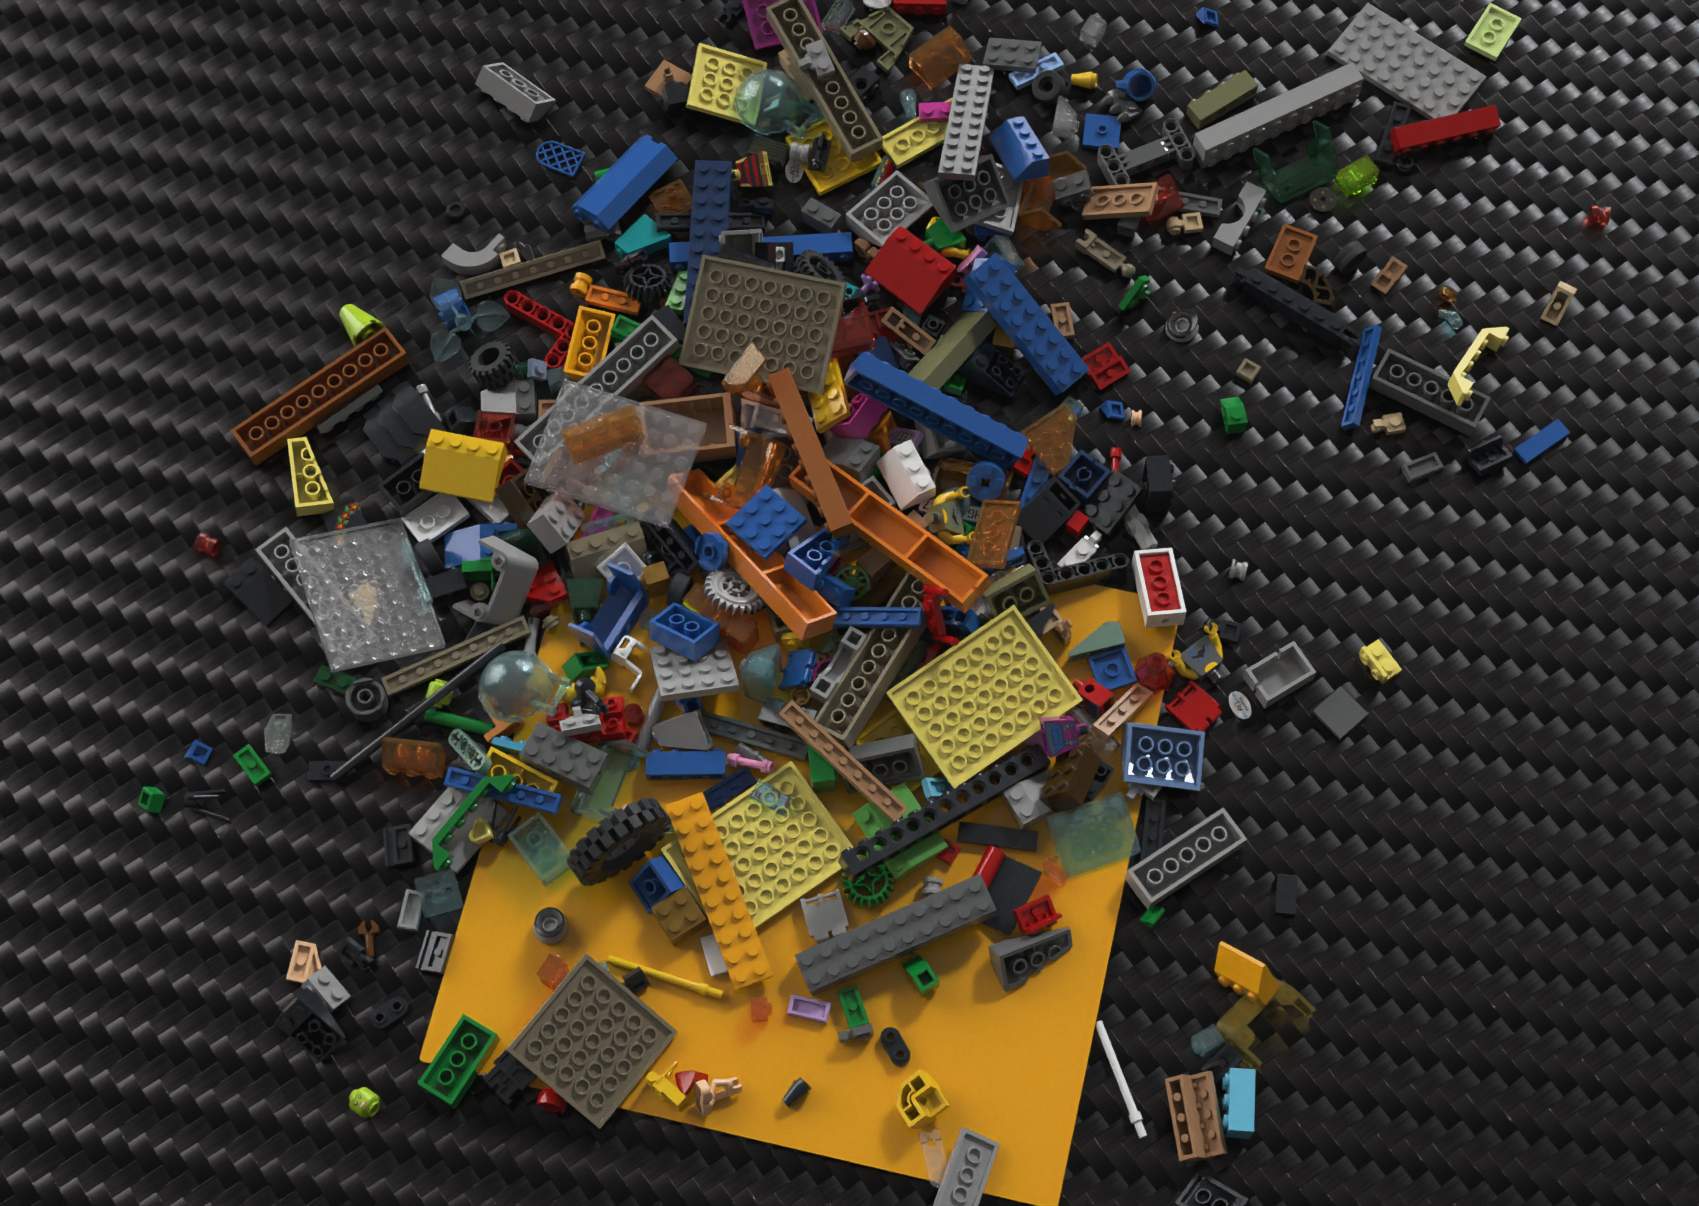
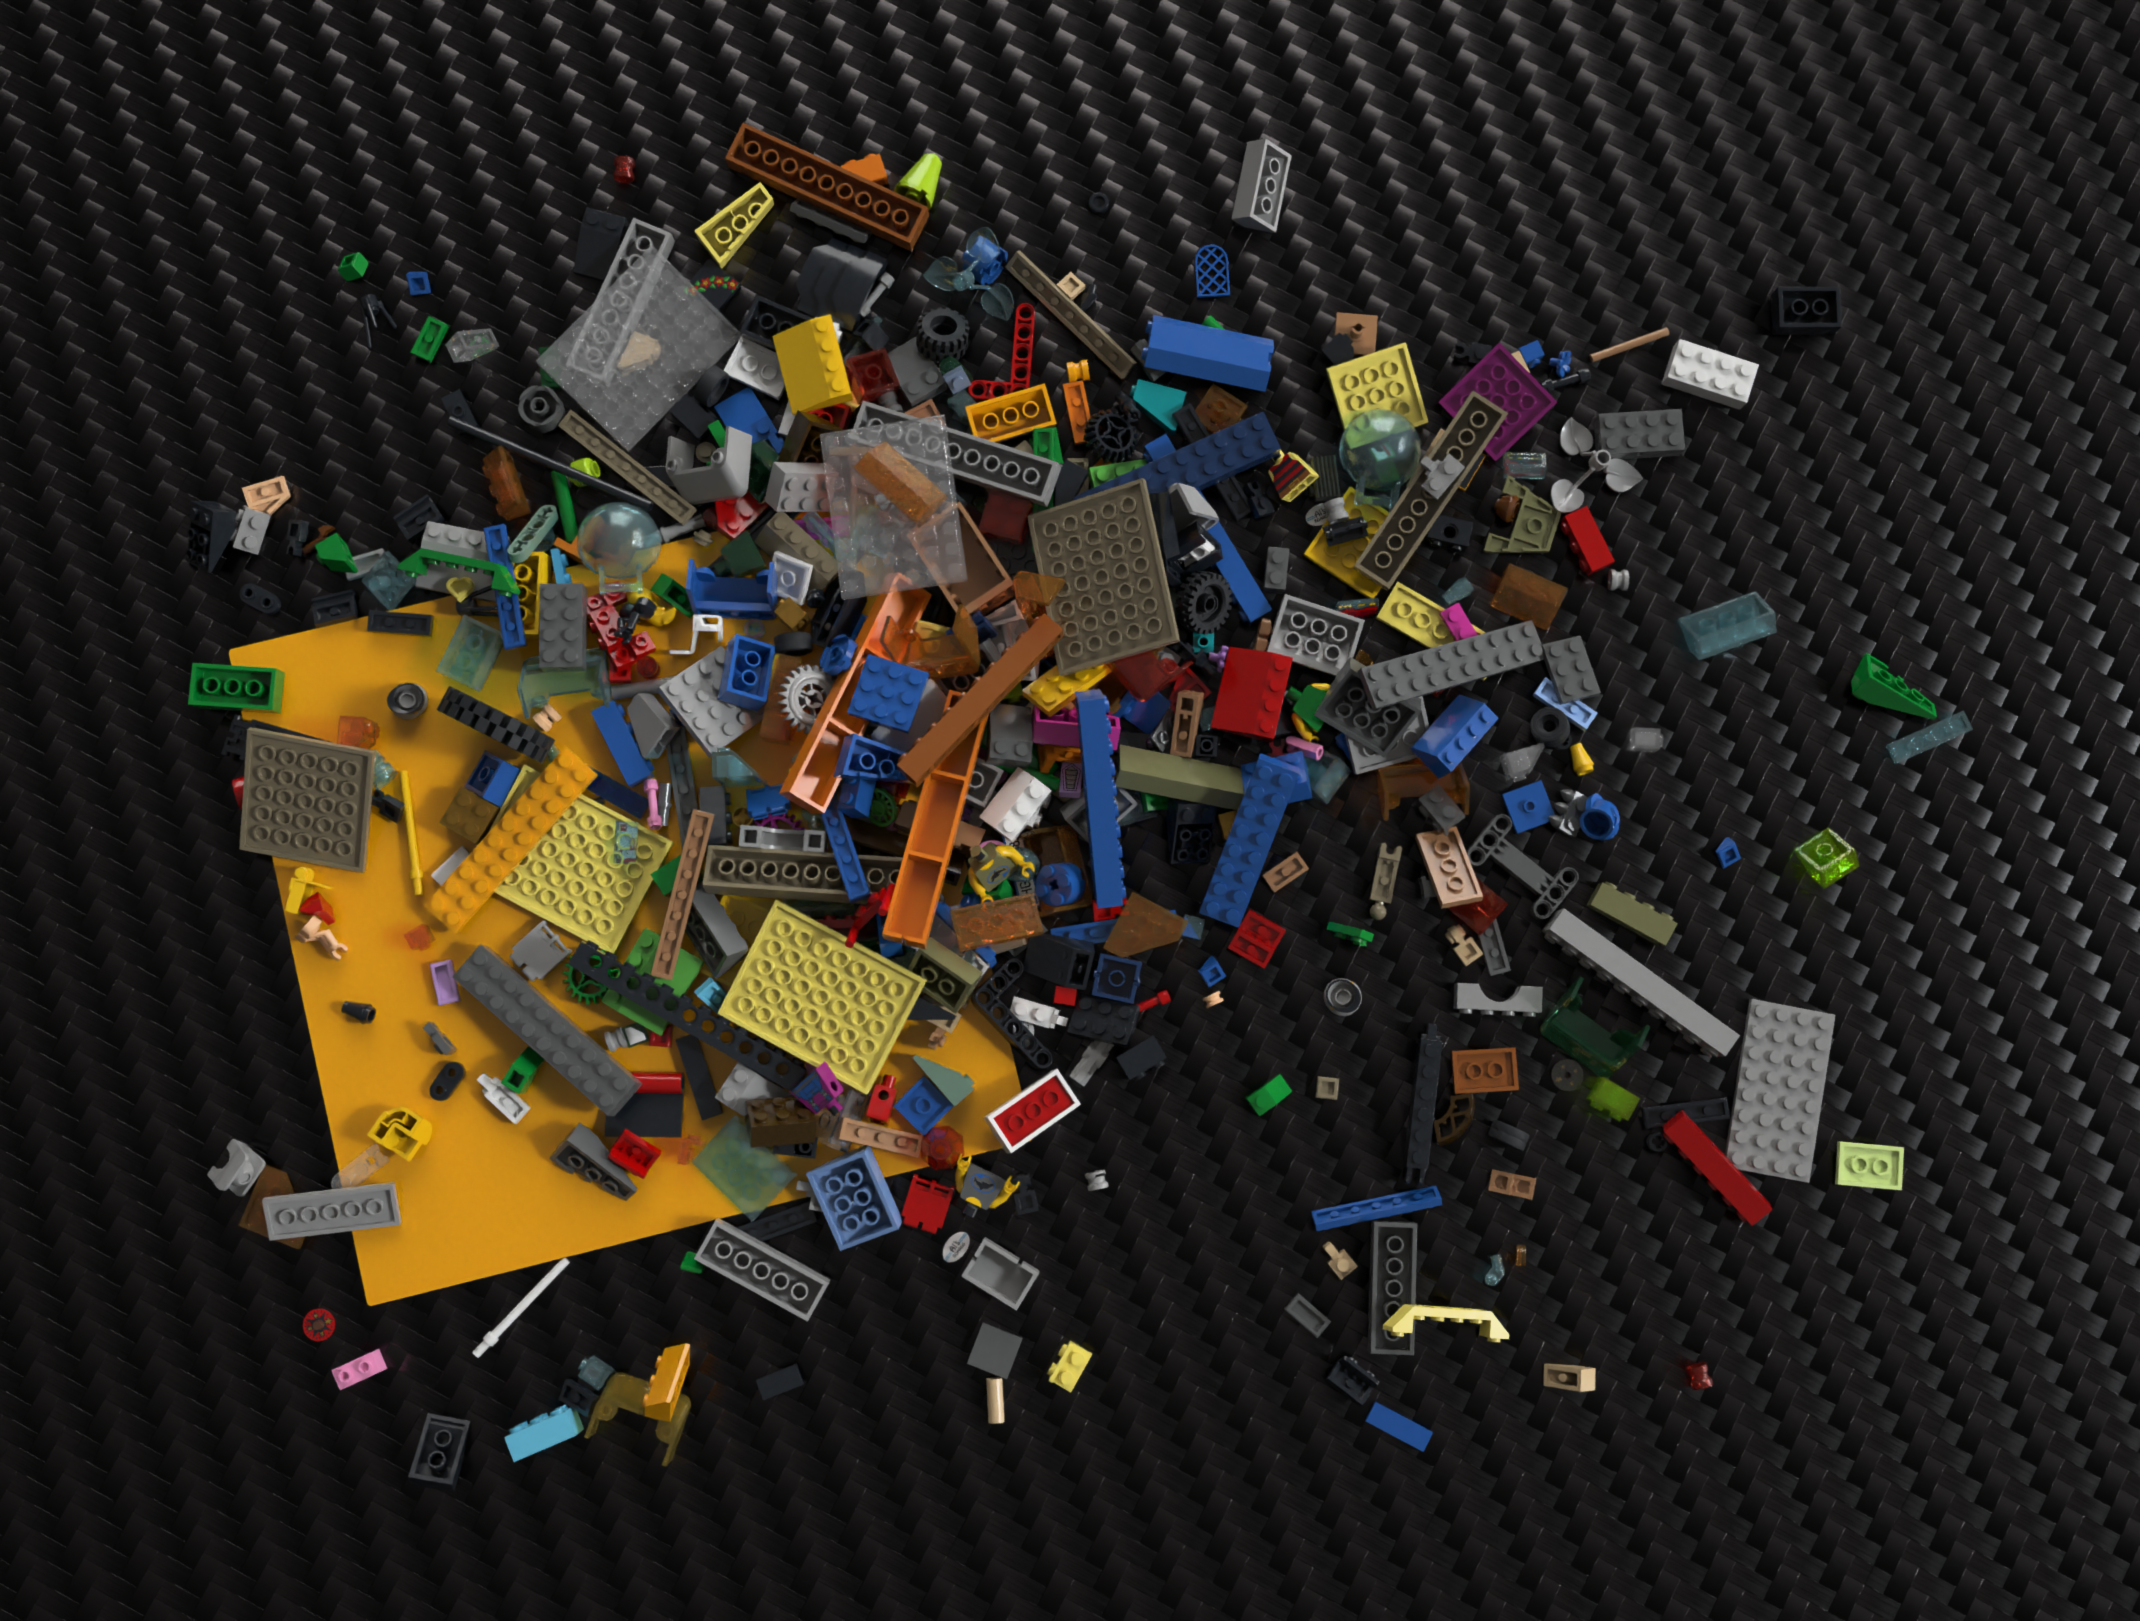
camera: 60 degrees right, 15 degrees up
(324, 356) = (869, 168): none -> orange slope
(364, 1102) = (165, 623): lime head -> none
(392, 925) = (335, 554): none -> green slope
(416, 570) = (690, 382): clear light blue bar -> none
(474, 262) = (1050, 256): light grey arch -> none
(481, 899) = (400, 623): none -> black plate
(580, 723) = (599, 623): light grey hinge -> none
(853, 1006) = (464, 1023): green plate -> none
(934, 1004) = (504, 1098): none -> white hinge
(936, 869) = (635, 1034): none -> tile
(1196, 1117) = (513, 1396): medium nougat brick -> none
(1381, 730) = (995, 1400): none -> tan piece

